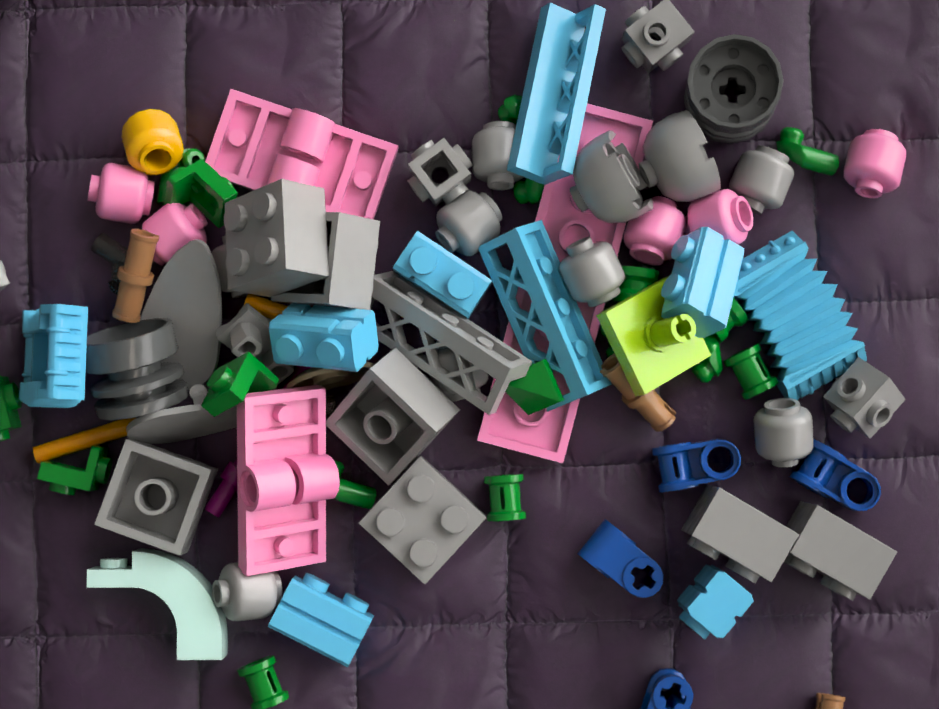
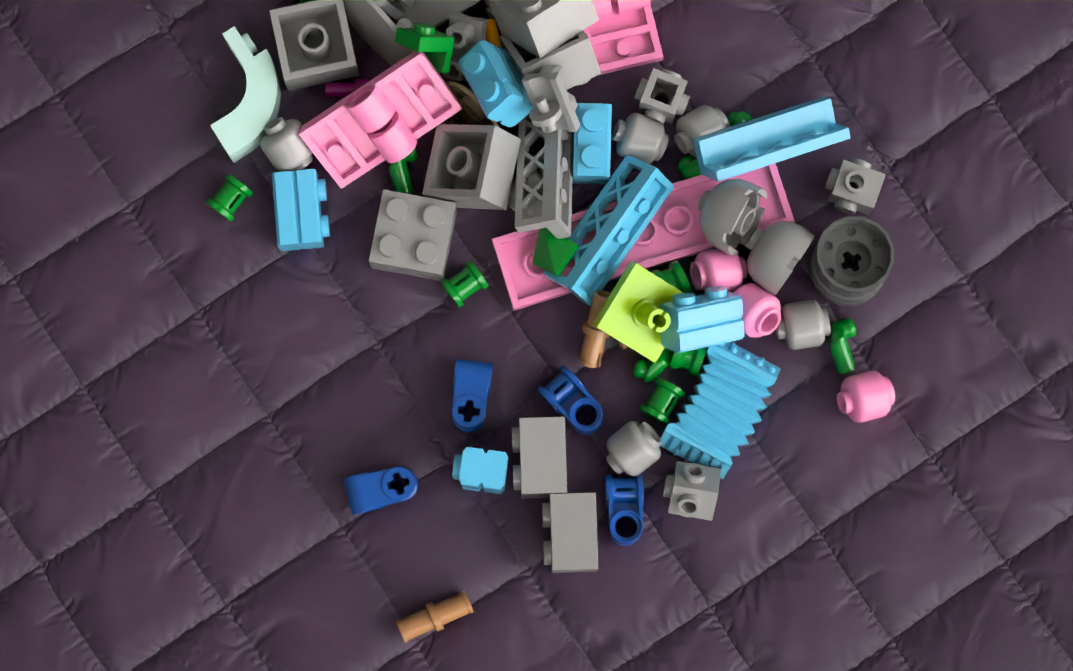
camera: 55 degrees right, 5 degrees down
(379, 293) = (551, 102): none -> light grey hips
(592, 272) = (660, 241): light grey head -> none

